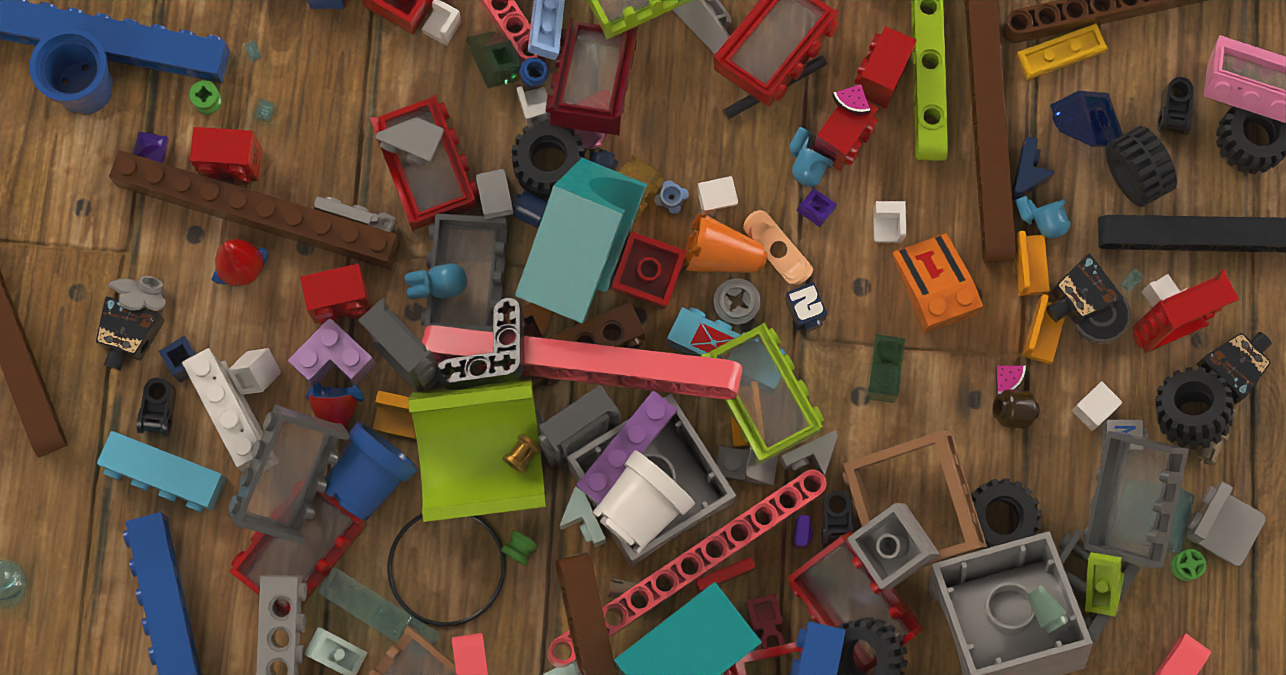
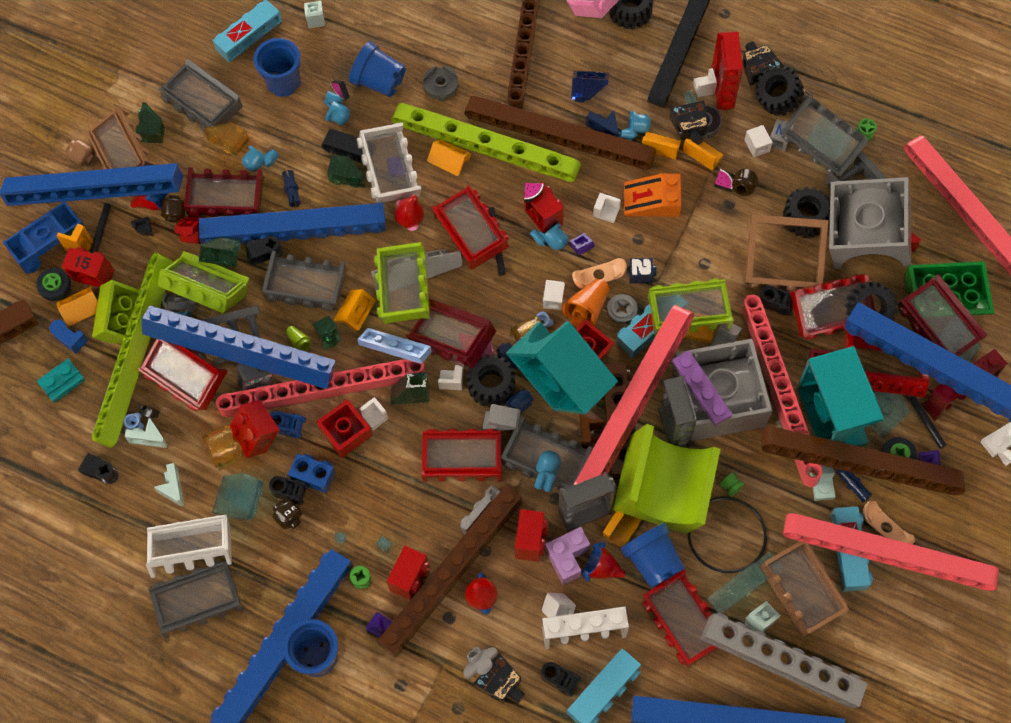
camera: 65 degrees left, 10 degrees down
(174, 356) = (535, 649): dark blue brick -> none
(286, 473) = (641, 600): window -> none
(413, 137) = (448, 449): light grey slope -> none
(500, 356) = (614, 441): black beam -> none
(522, 453) = (680, 454): pearl gold bush -> none
(536, 67) = (433, 368): blue cone -> none
(578, 510) = (722, 439): light aqua slope -> none
(642, 502) = (743, 385): white piece -> none
(726, 574) = (788, 360): red tile -> none
(803, 532) = (778, 321): dark purple tile -> none
(817, 450) = (735, 295): light grey slope -> none
(884, 65) = (512, 172): red brick -> none
(885, 369) = (696, 241): clear green slope -> none
(893, 546) = (810, 266): light grey brick -> none
(1047, 609) = (879, 195): sand green cone -> none
(1061, 51) = (538, 84): yellow tile -> none
(1103, 584) = (866, 168): lime slope -> none
(1141, 166) = (629, 64): black tyre -> none
(1176, 112) = (599, 39): black piece -> none
(1225, 525) = (849, 103): light grey bracket -> none

